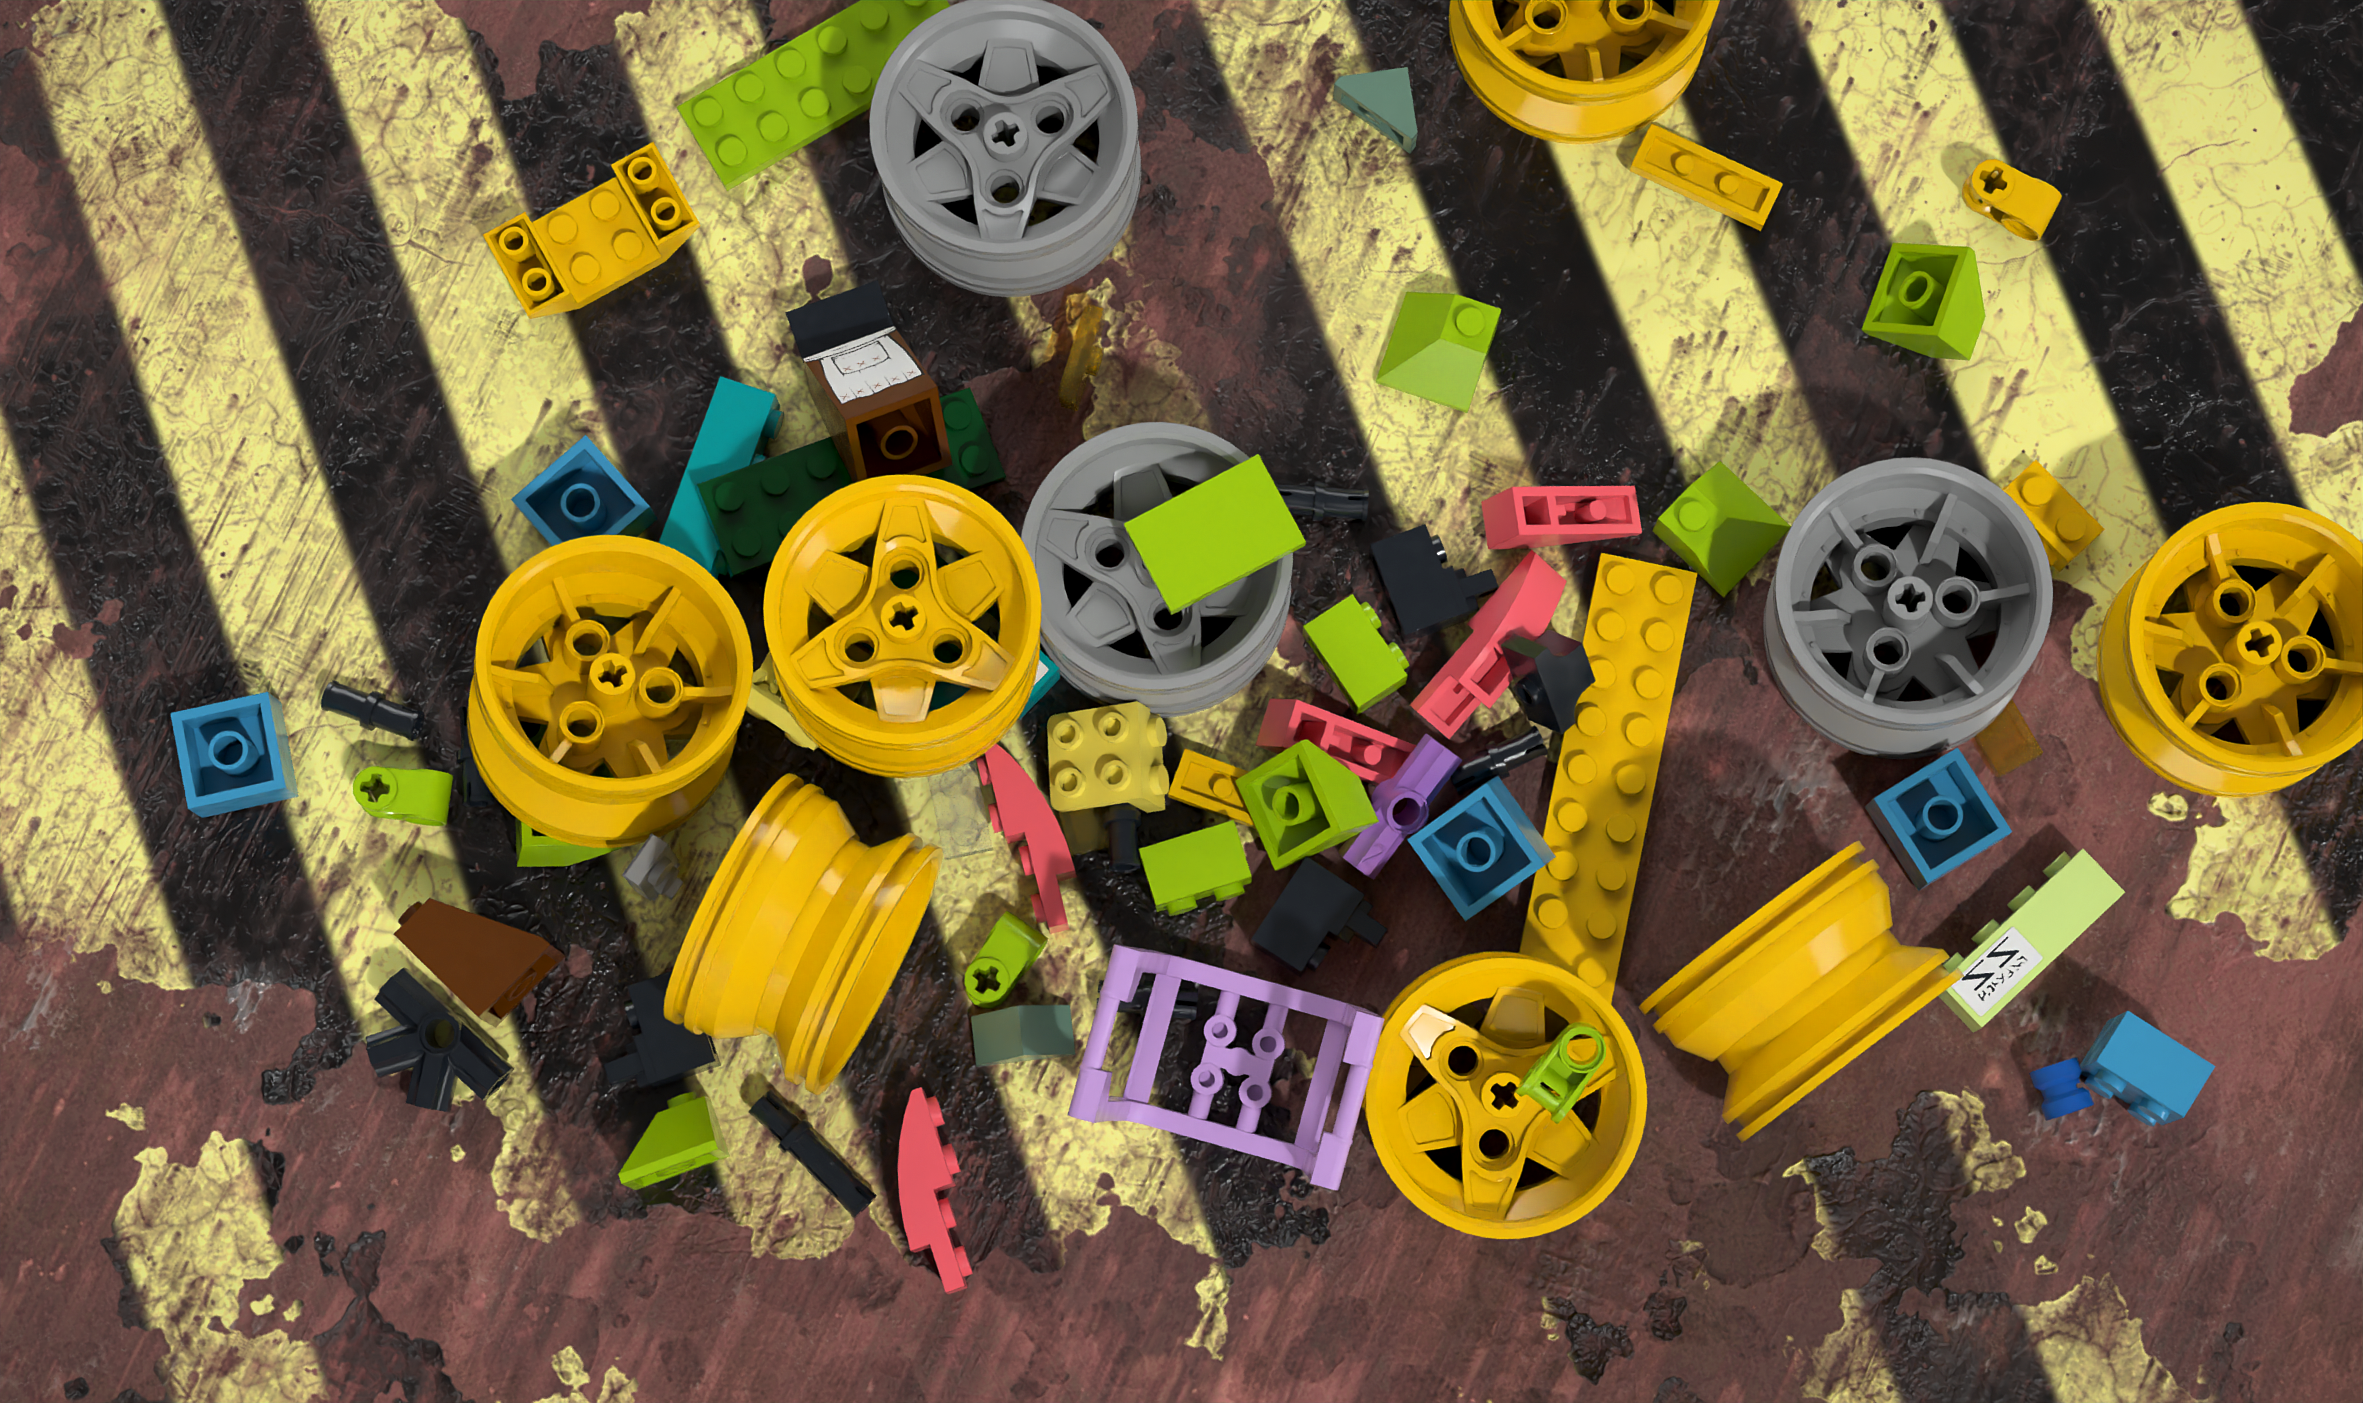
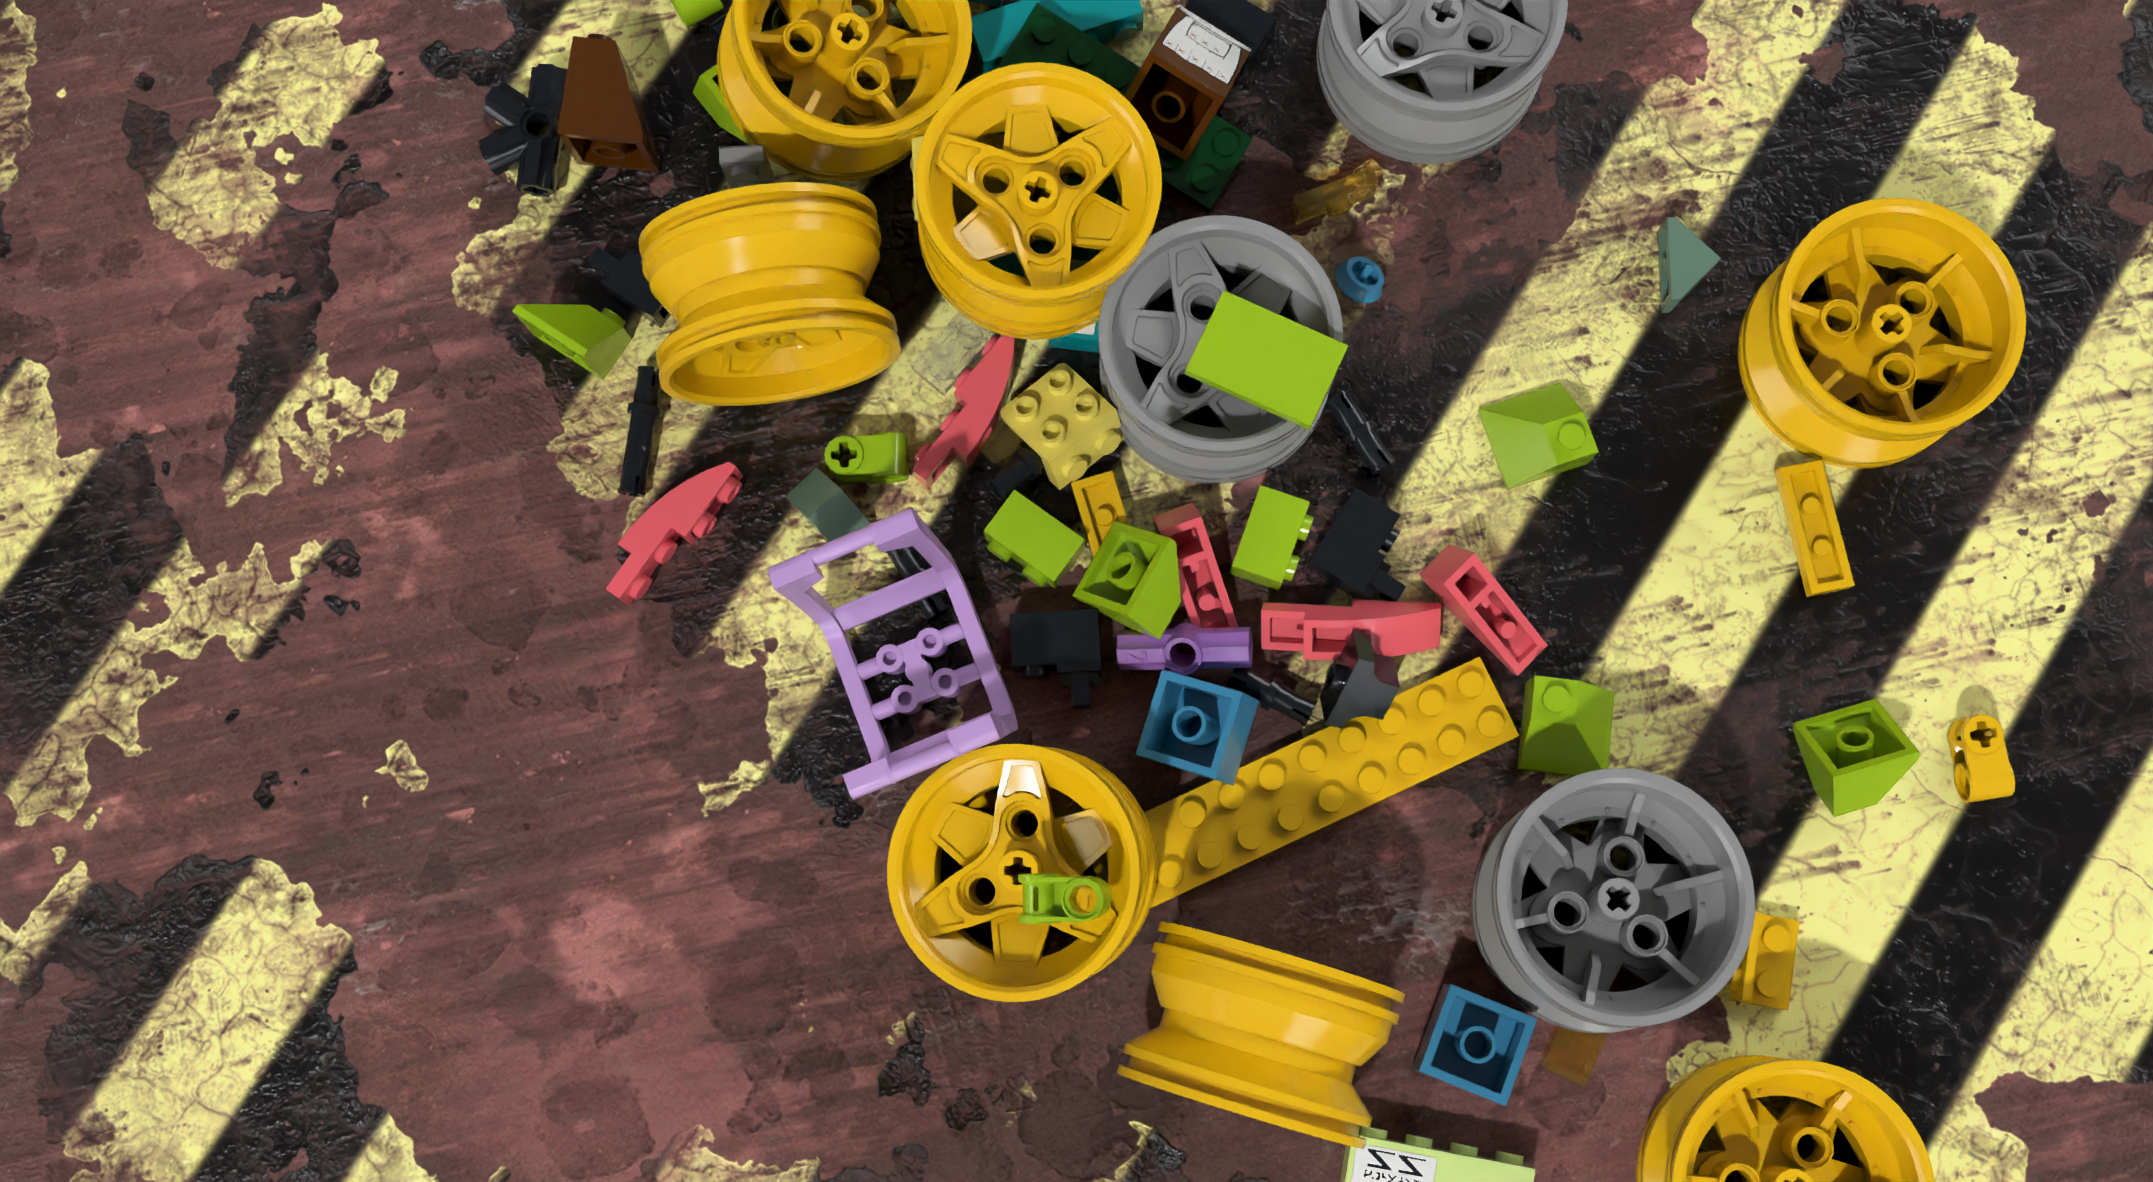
camera: 55 degrees right, 0 degrees up
(1177, 393) = (1360, 279): none -> dark azure hat

